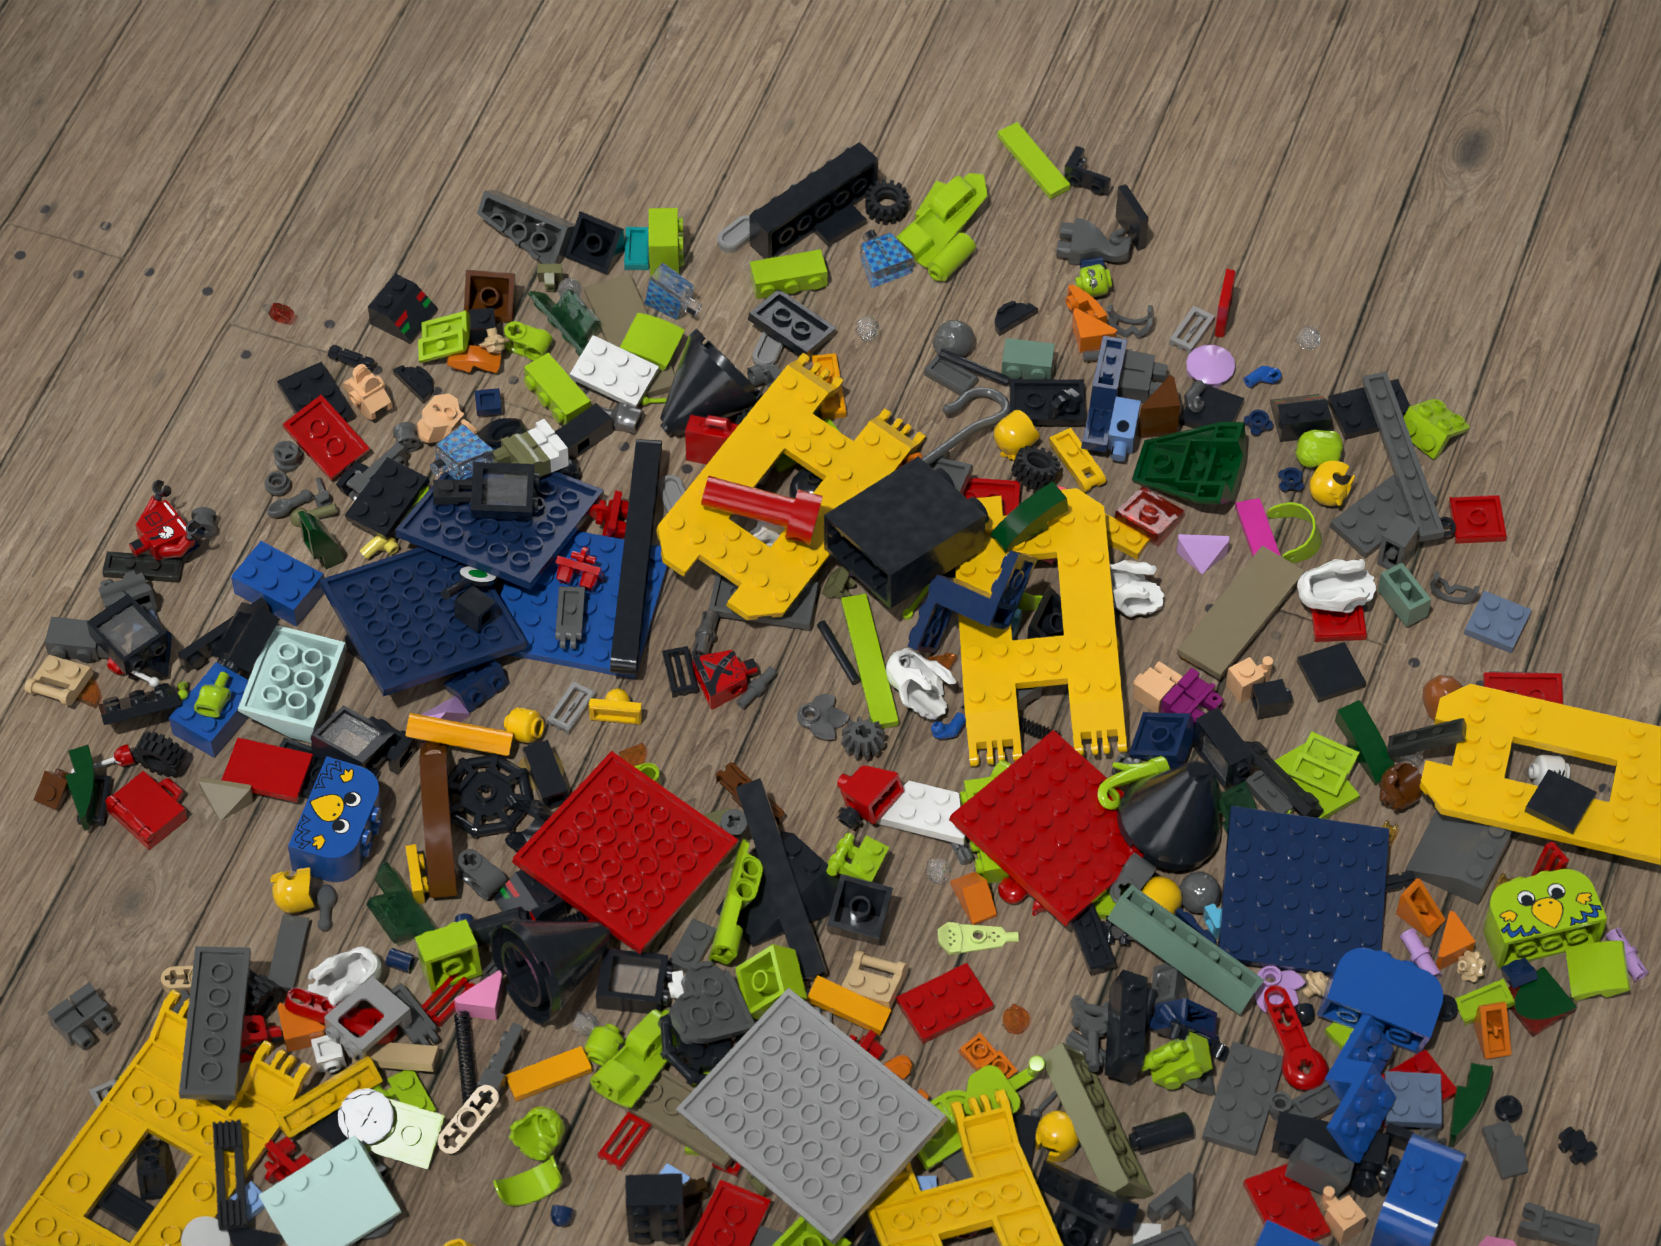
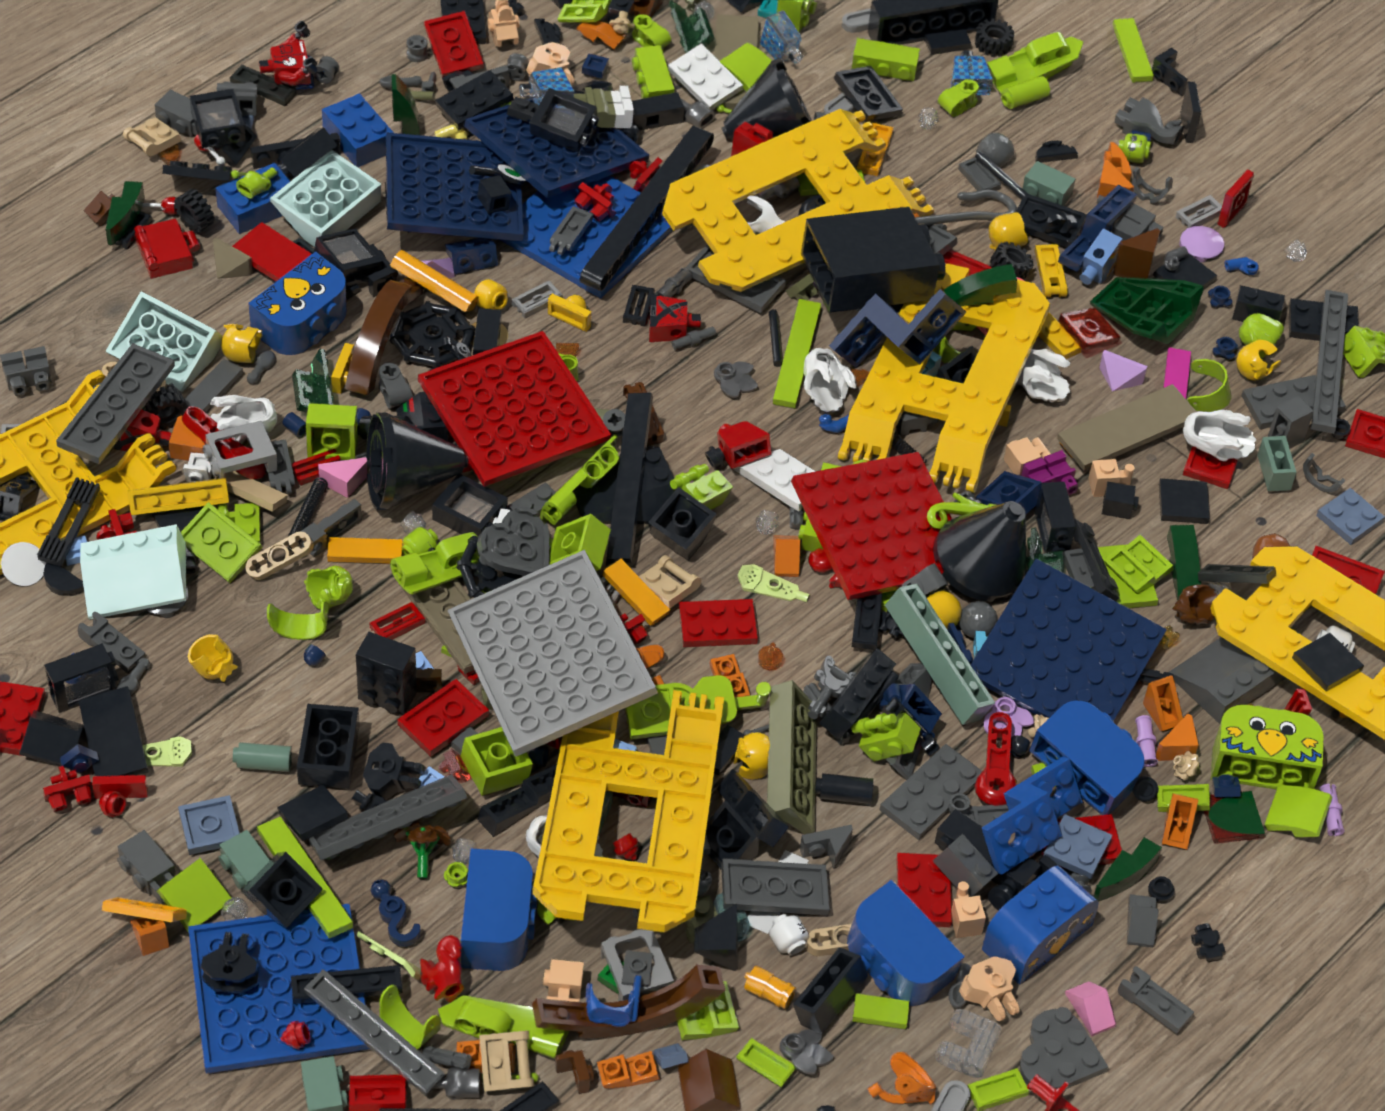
camera: 20 degrees right, 5 degrees down
(209, 917) = (168, 334): none -> light aqua slope
(277, 478) = (399, 64): dark grey plate -> none
(366, 1116) = (199, 520): tile -> none
(795, 514) = (786, 214): red piece -> none
(863, 738) = (759, 404): dark grey gear -> none
(887, 290) = (959, 97): none -> lime piece

